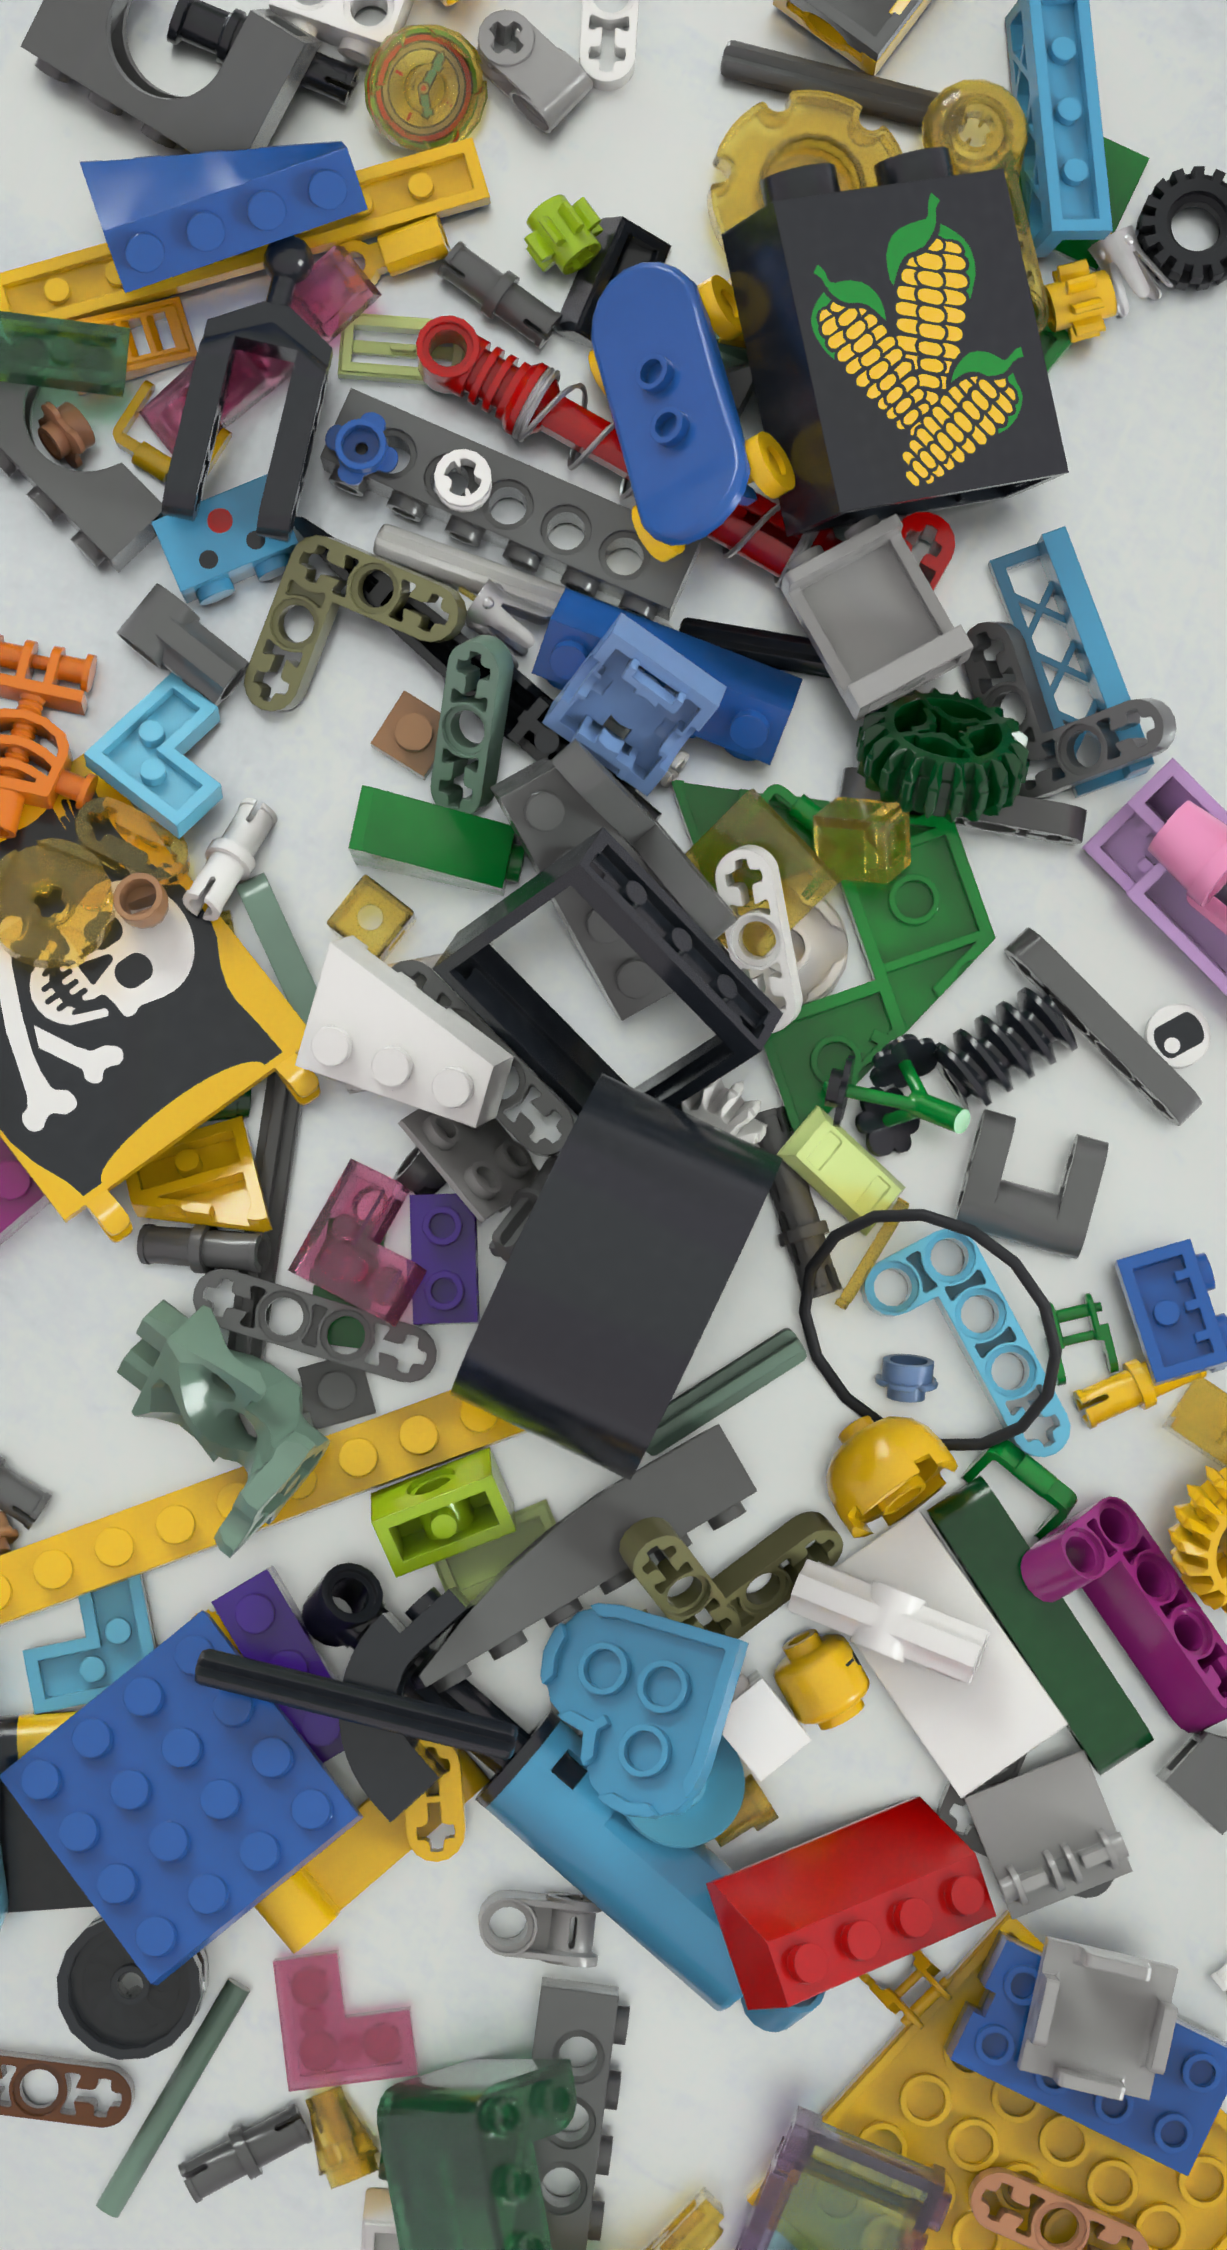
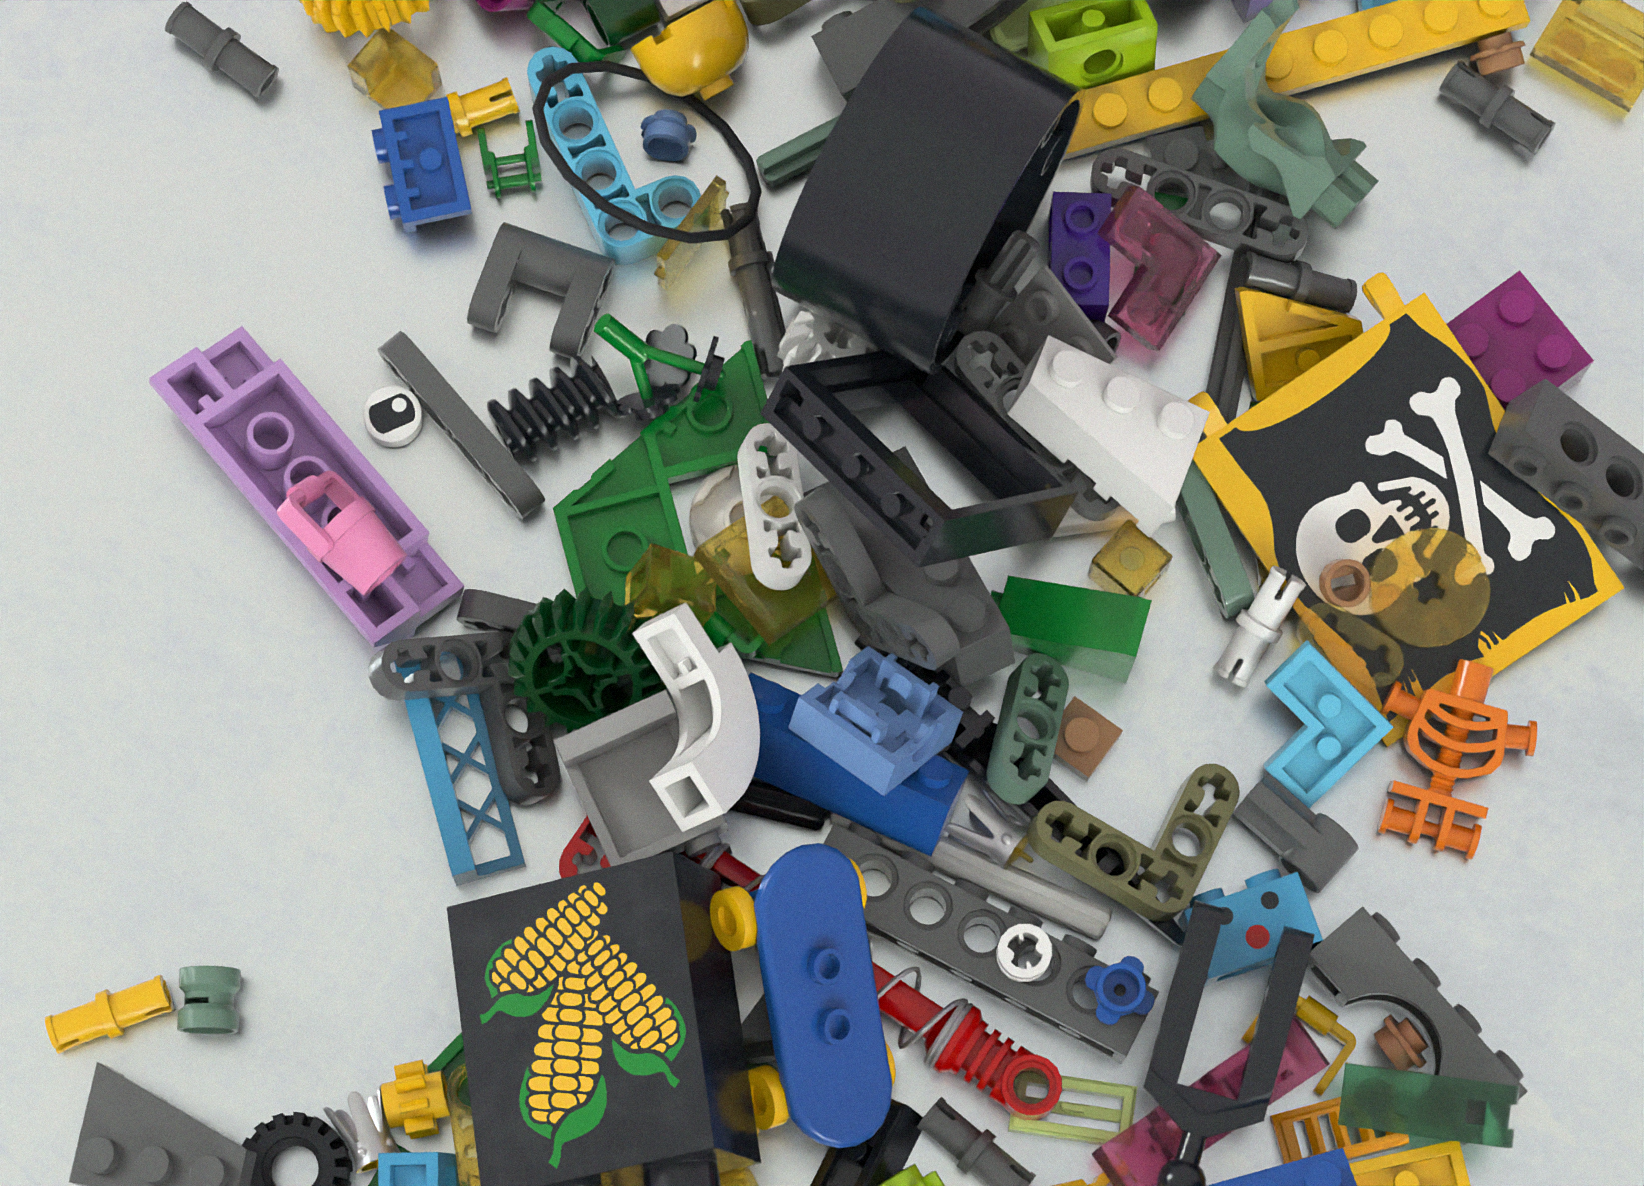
camera: 175 degrees left, 10 degrees down
(802, 675) = (715, 718): none -> white arch
(839, 1168) = (711, 310): yellowish green tile -> none

